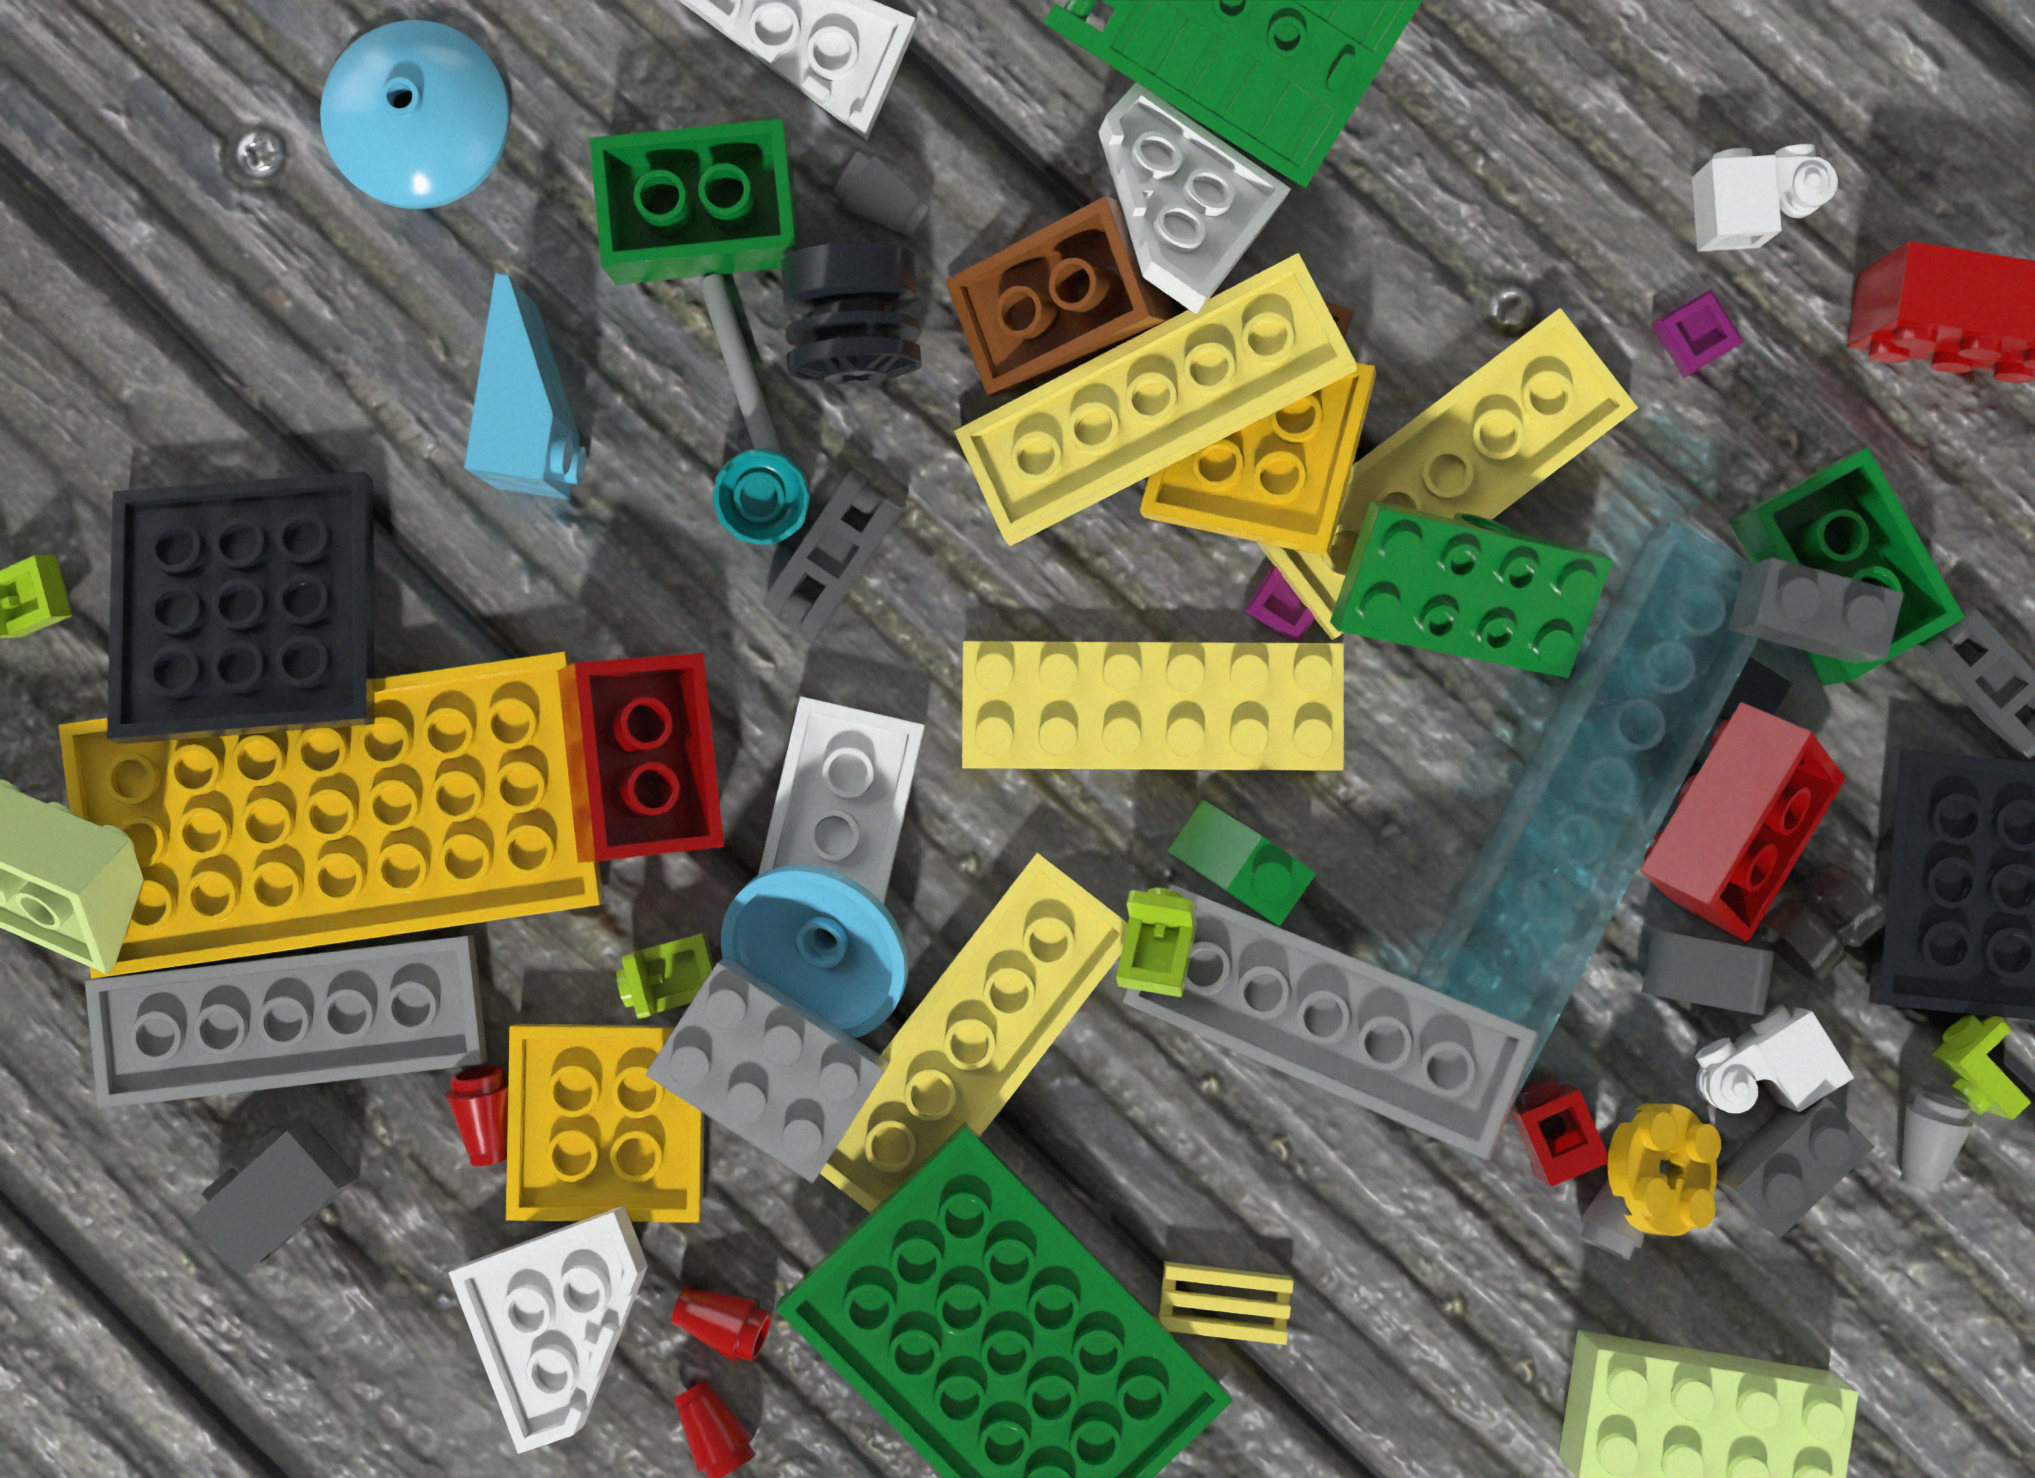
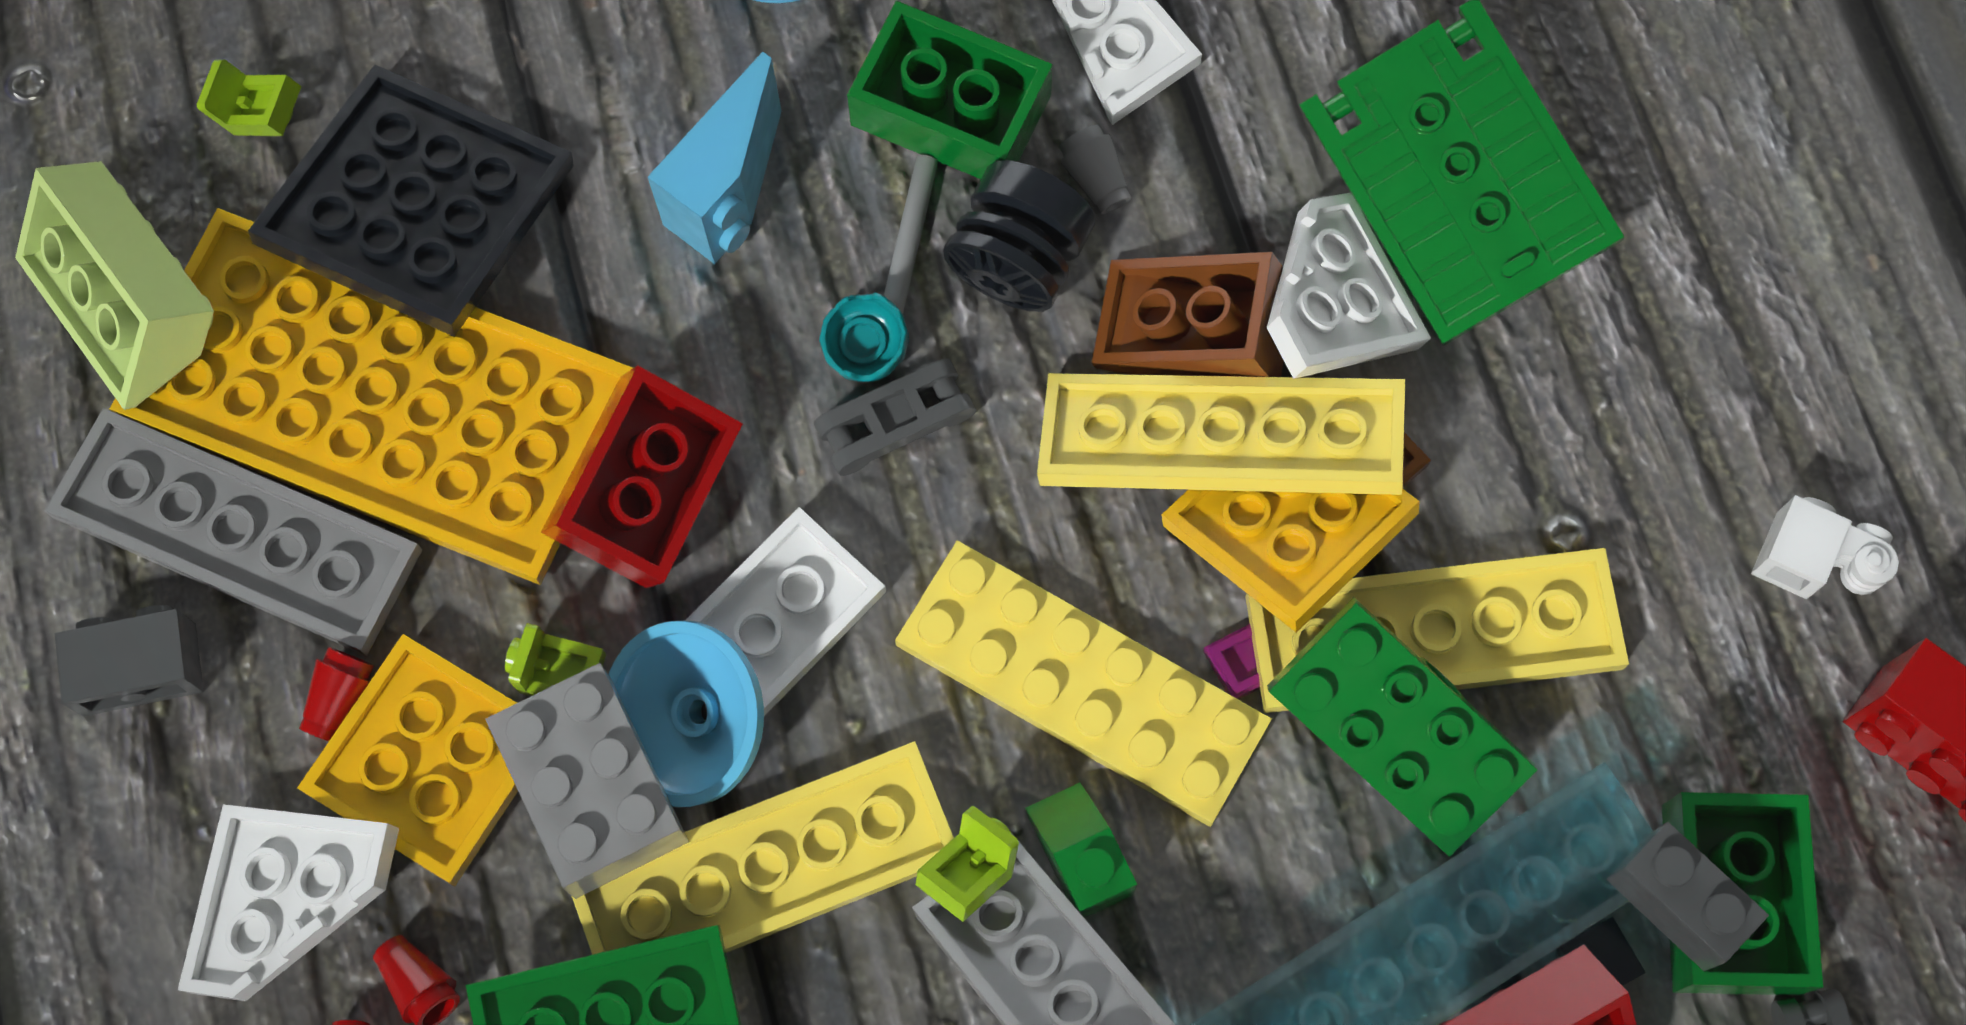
camera: 30 degrees right, 15 degrees down
(1697, 333) = (1715, 637): magenta tile -> none

